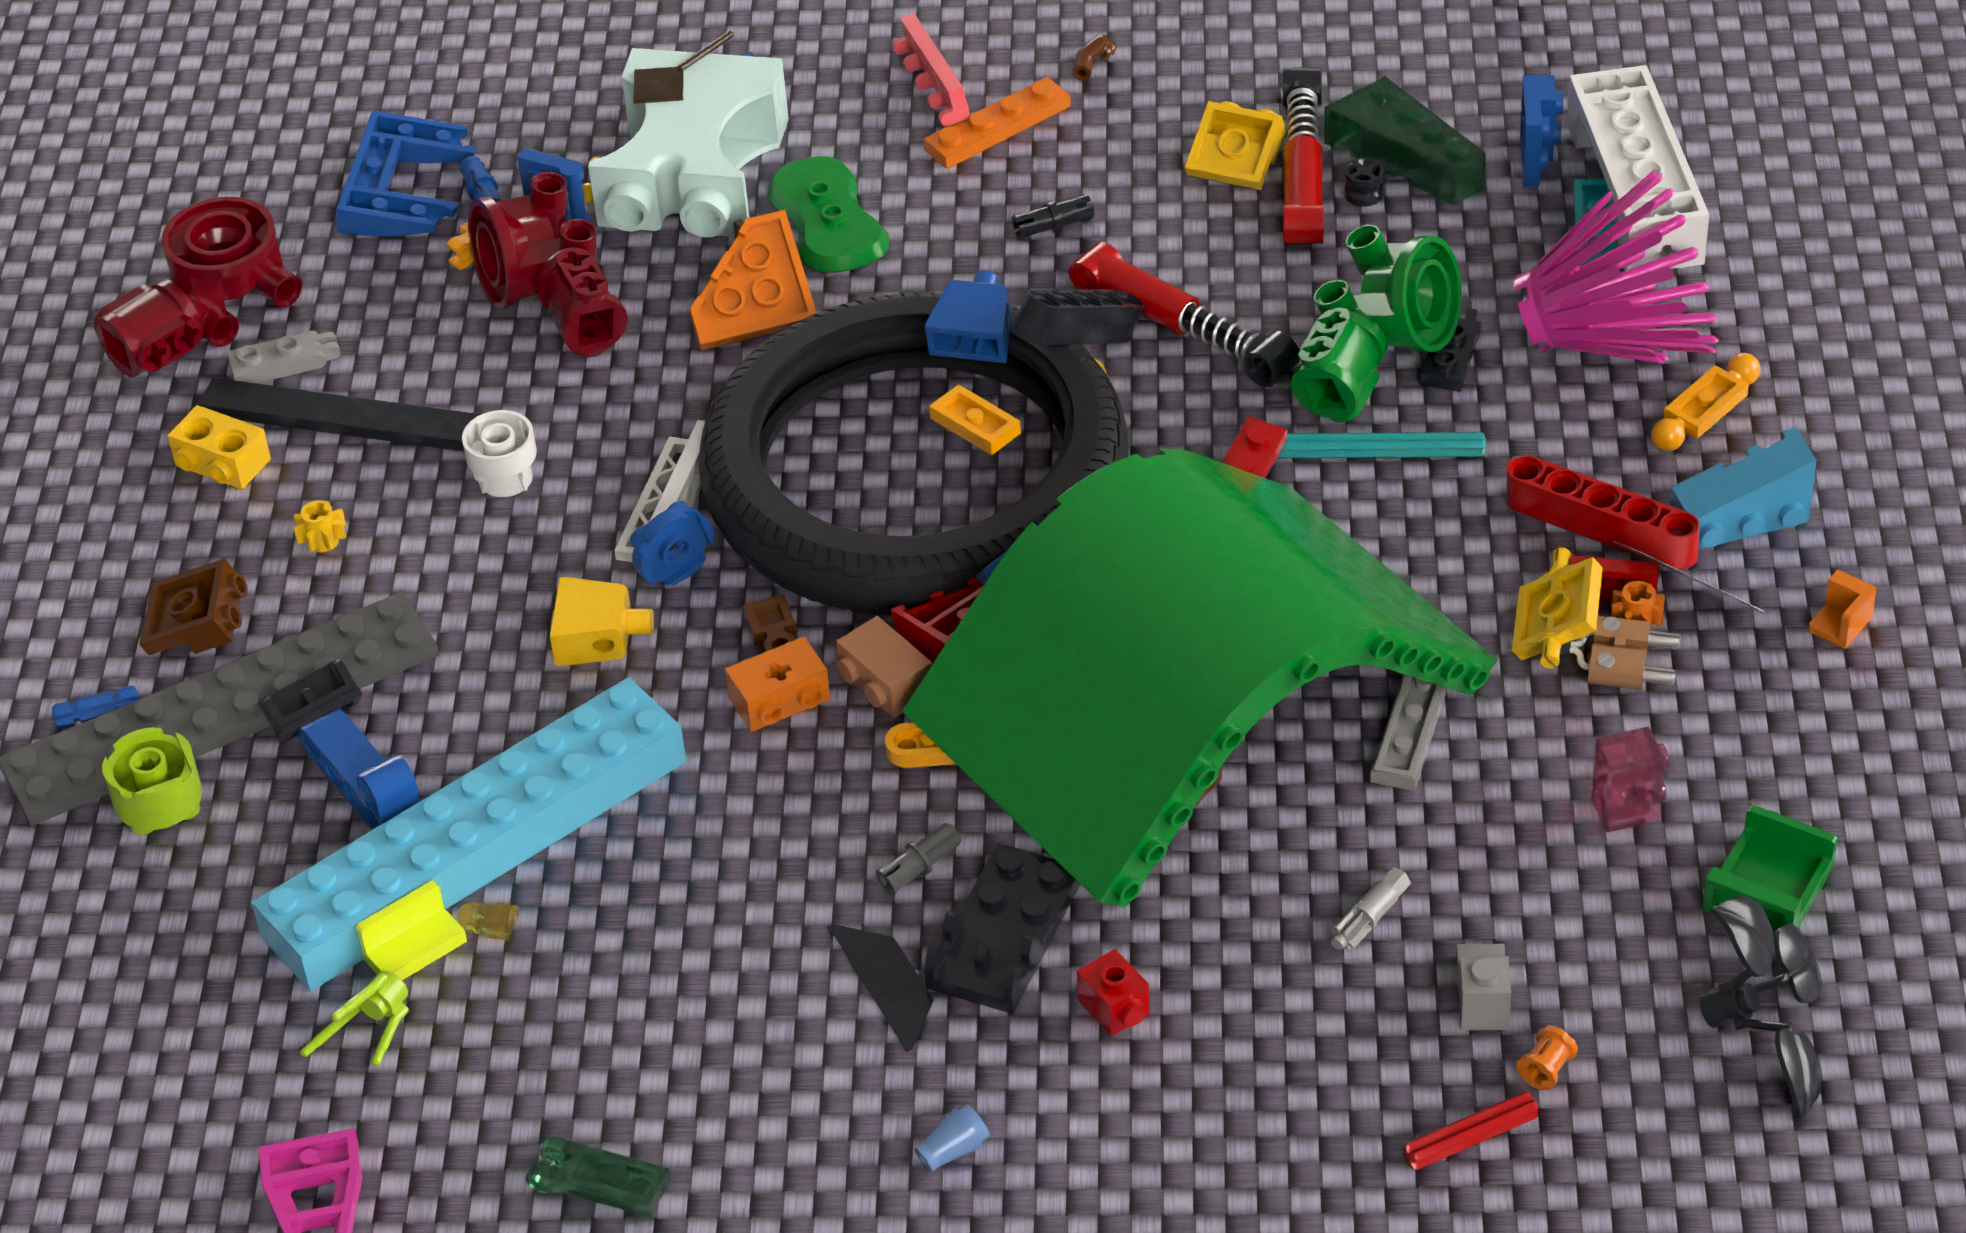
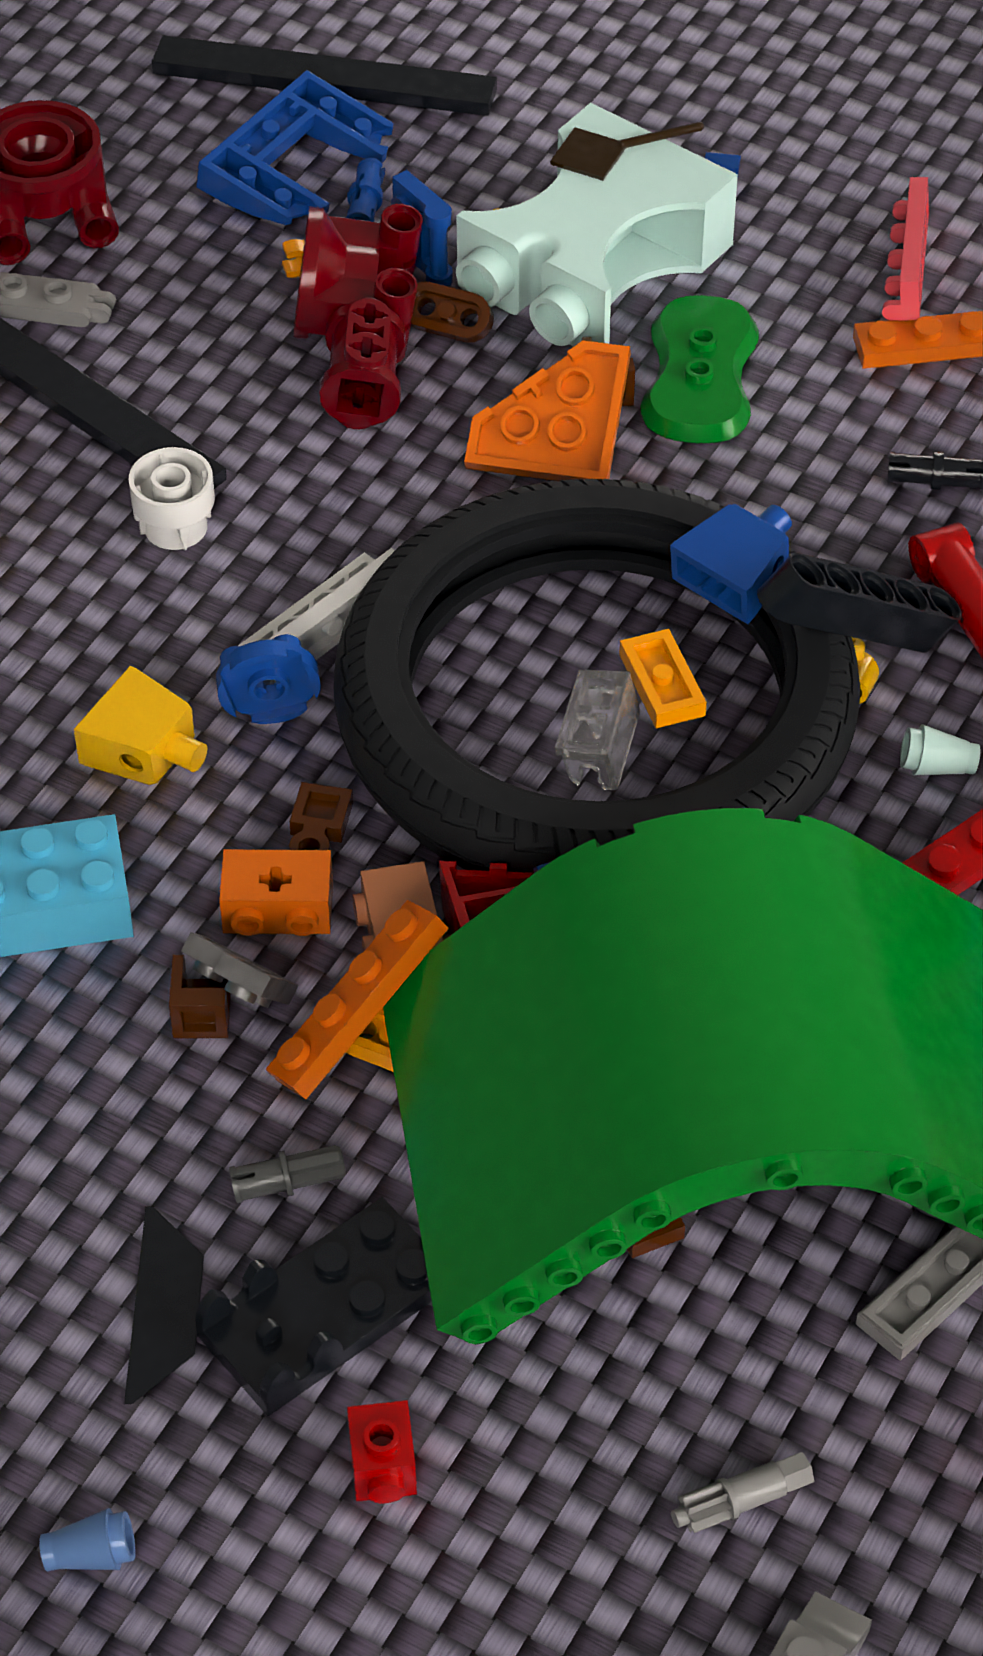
camera: 25 degrees right, 5 degrees up
(352, 116) = (354, 77): none -> black tile
(611, 243) = (450, 312): none -> reddish brown plate
(775, 782) = (197, 1005): none -> reddish brown panel
(808, 741) = (244, 976): none -> flat silver plate
(895, 722) = (356, 998): none -> orange plate
(953, 466) = (599, 726): none -> clear hinge
(1181, 402) = (937, 753): none -> light aqua cone

